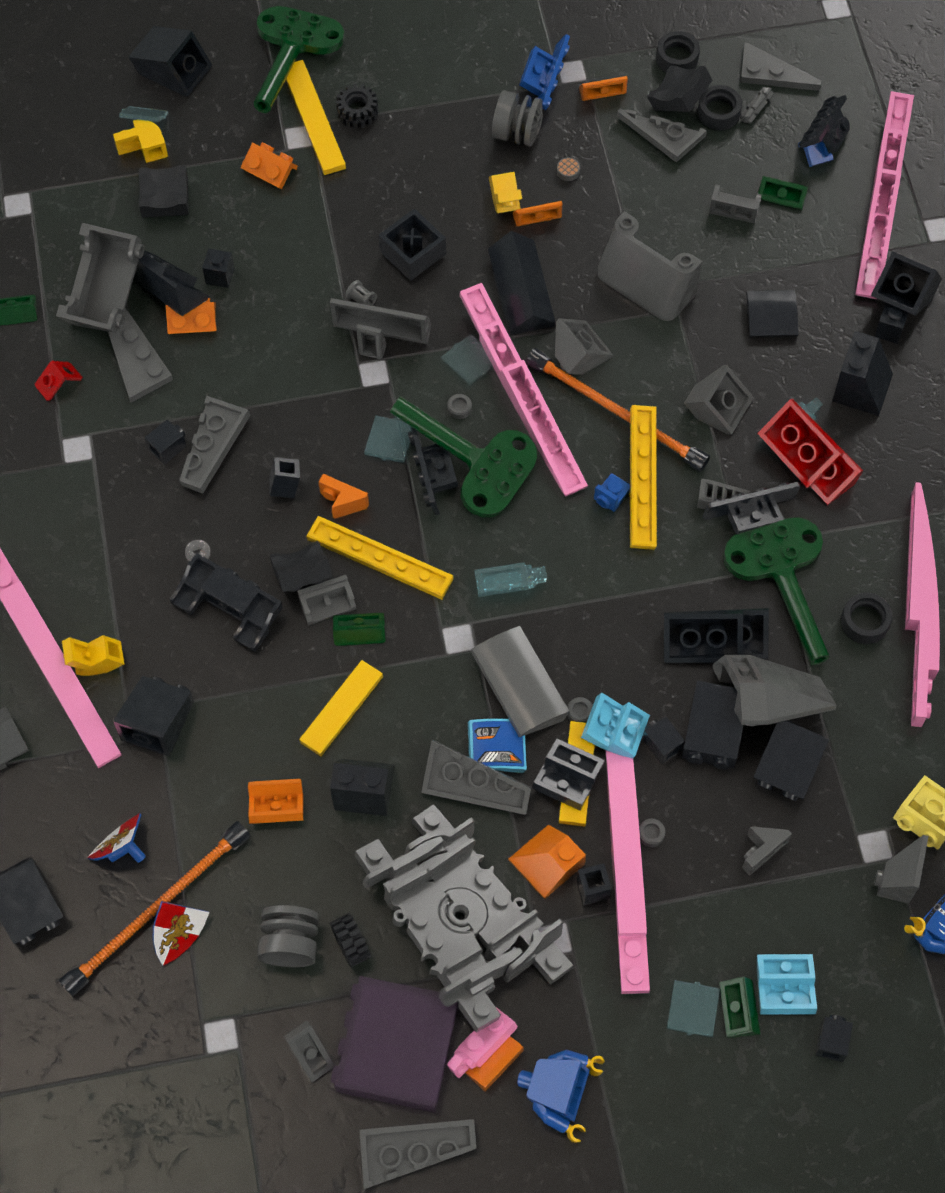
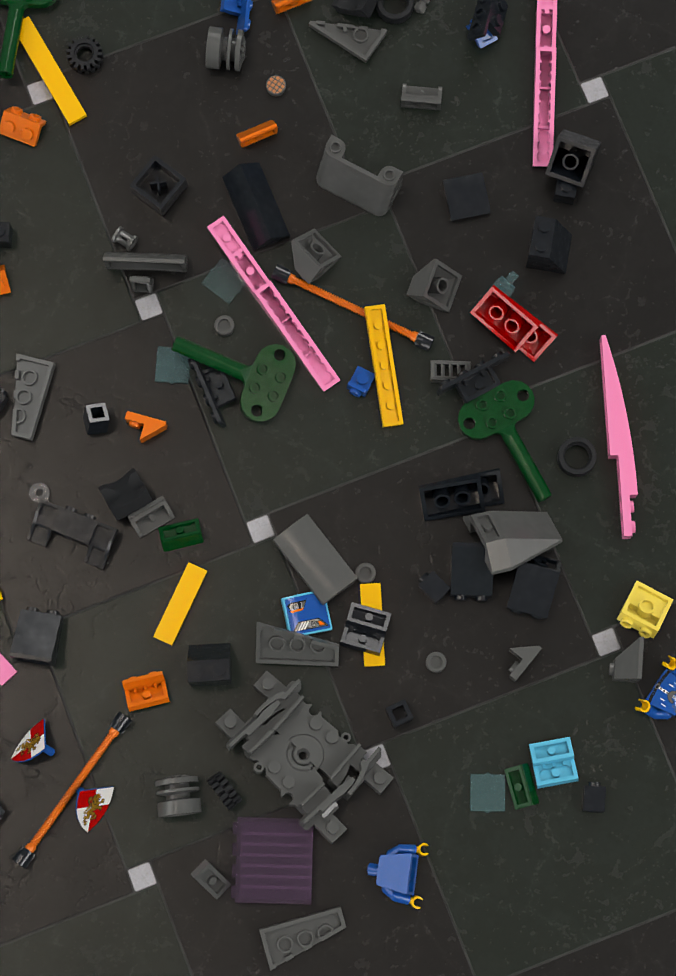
camera: 10 degrees left, 15 degrees up
(380, 557) = (185, 471): yellow tile -> none
(481, 1045) = (333, 854): bright pink hinge -> none
(496, 1064) = (347, 859): orange slope -> none
(505, 192) = (226, 119): yellow brick -> none
(508, 578) = (290, 473): clear light blue hinge -> none
(548, 860) = (360, 698): orange slope -> none
(615, 726) = (395, 582): medium azure slope -> none
(627, 874) = (420, 689): bright pink slope -> none
(782, 192) = (459, 77): dark green slope -> none

